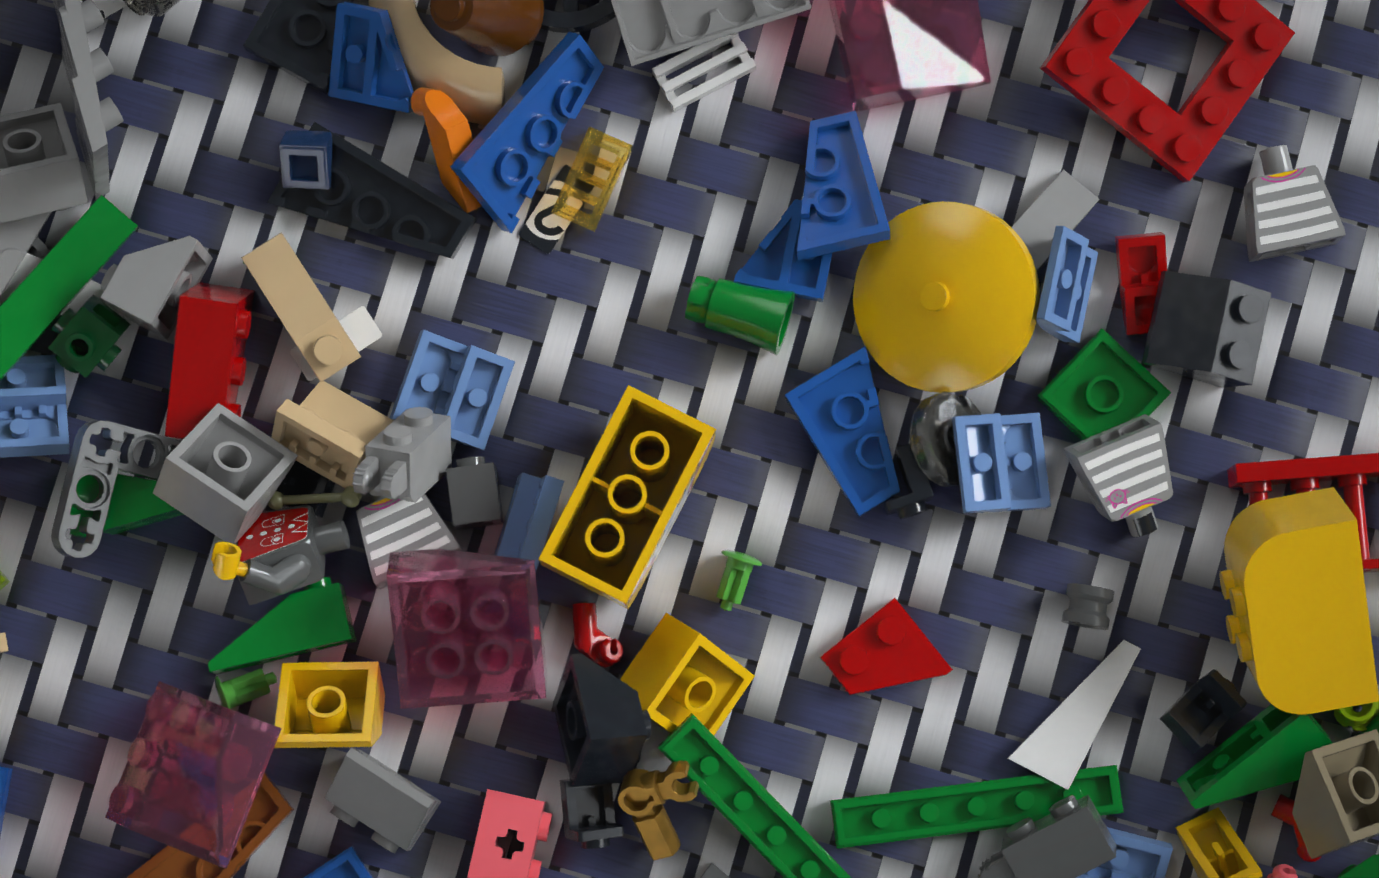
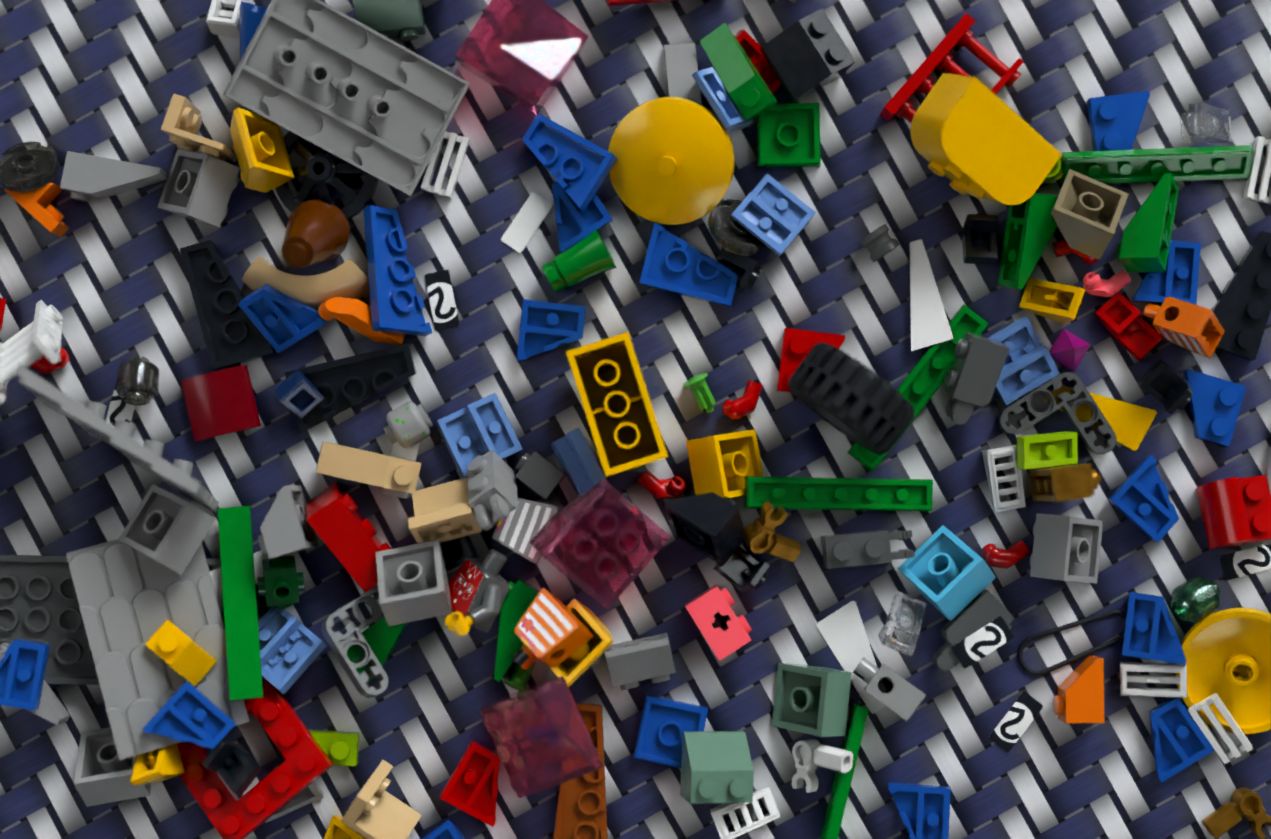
camera: 45 degrees left, 5 degrees up
(75, 757) = (475, 783): none -> red wing
(216, 89) = (221, 403): none -> dark red slope
(314, 668) = (549, 632): none -> orange torso
(347, 497) = (482, 536): olive hinge -> none
(388, 304) = (408, 424): none -> light grey head
(609, 143) = (433, 245): clear yellow slope -> none
(641, 346) = (548, 326): none -> blue wing
(728, 214) = (526, 222): none -> white sticker
(769, 638) = (744, 405): none -> red arm
(887, 739) = (851, 398): none -> black tyre
(1111, 275) = (737, 72): none -> green slope
(1125, 472) = (835, 161): light grey torso -> none

